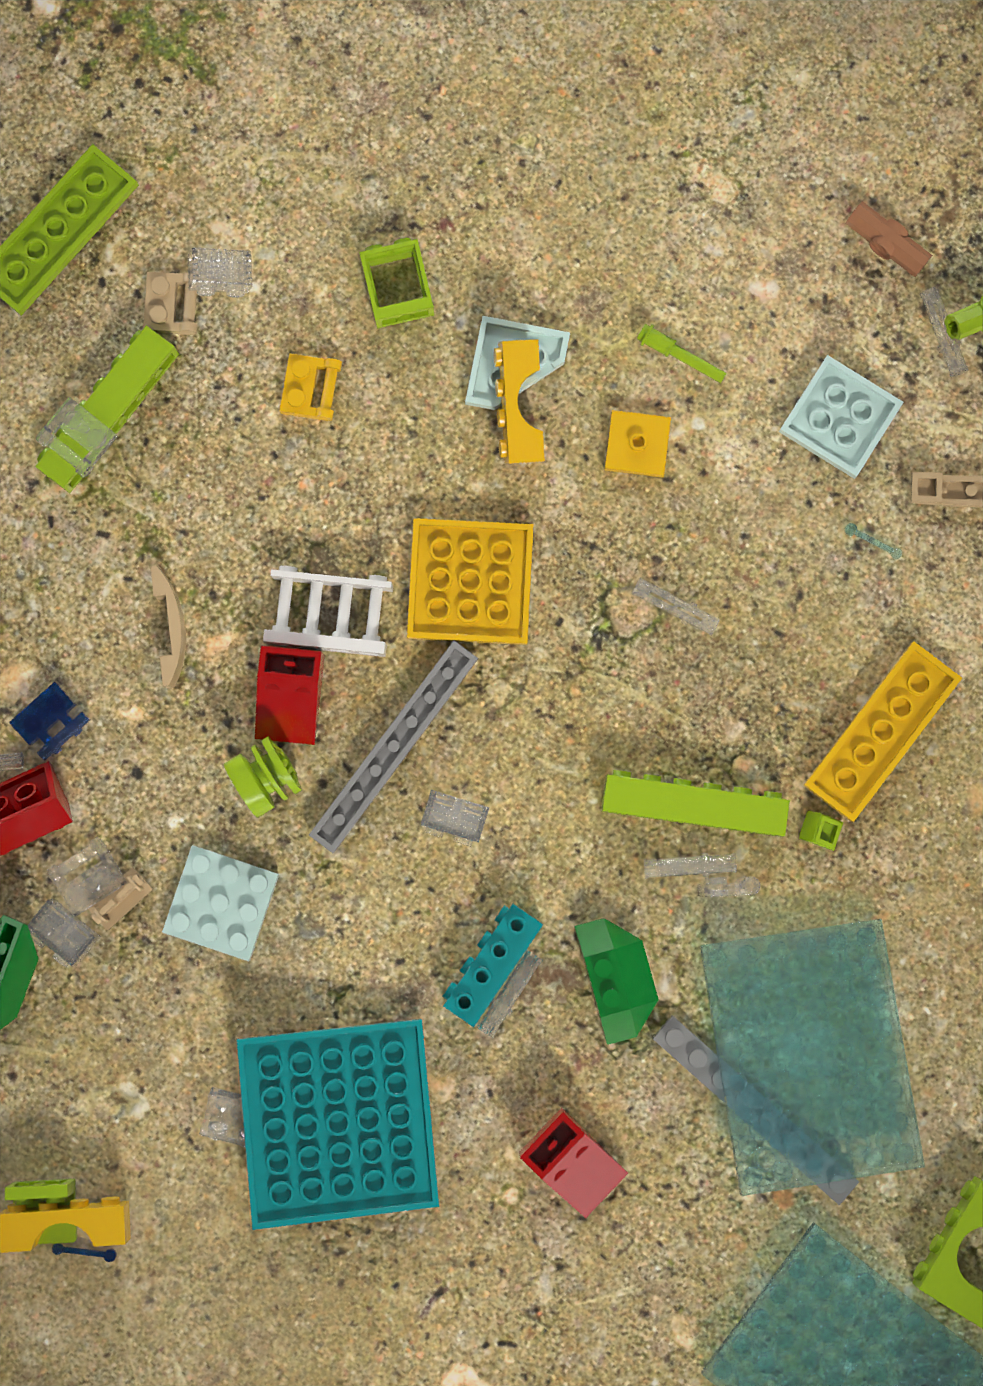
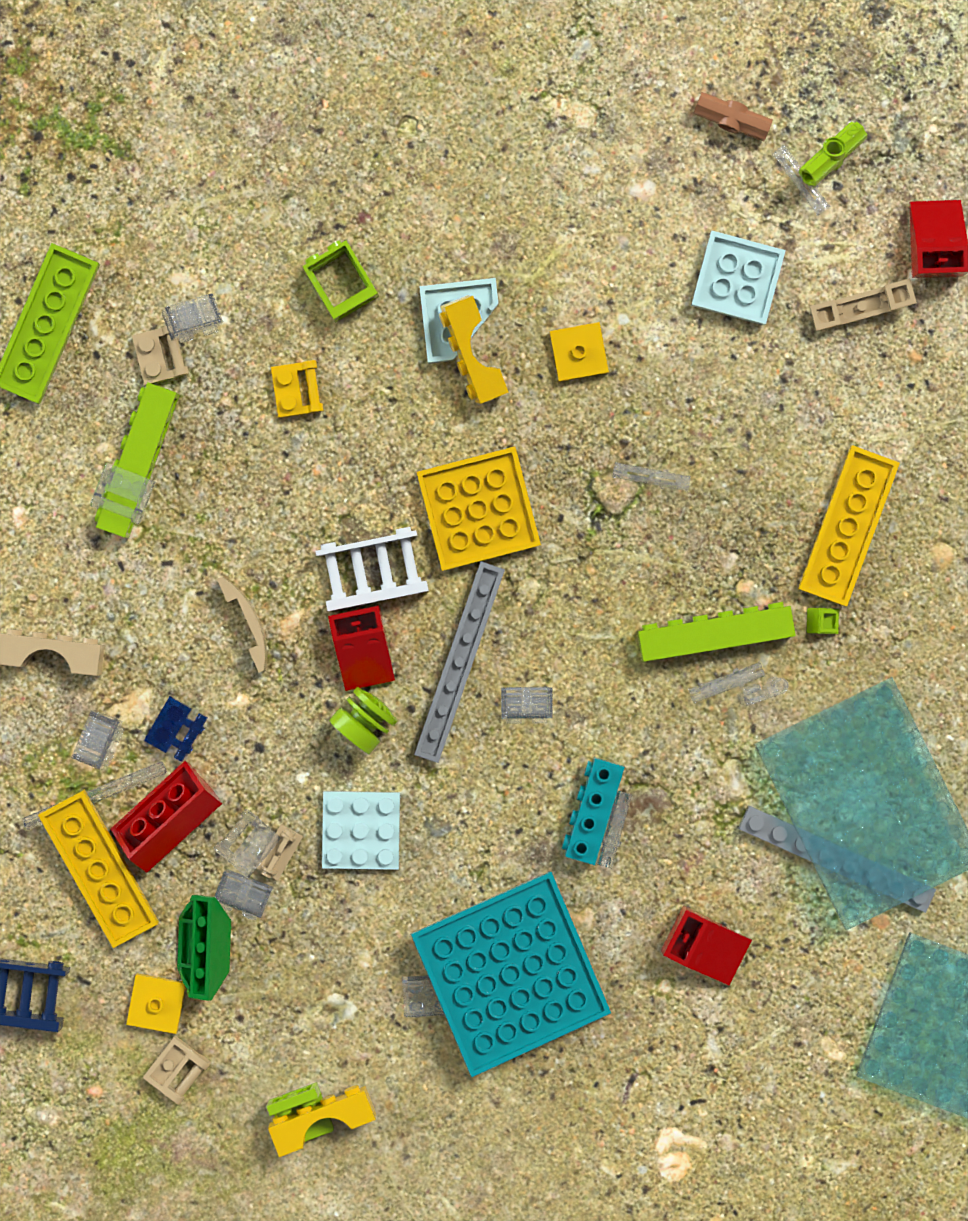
camera: 20 degrees left, 5 degrees up
(109, 1255) = (363, 1132): clear blue hinge -> none
(617, 977) = (696, 789): green wedge -> none
(668, 346) = (577, 263): lime pin -> none
(851, 529) = (774, 368): clear light blue hinge -> none

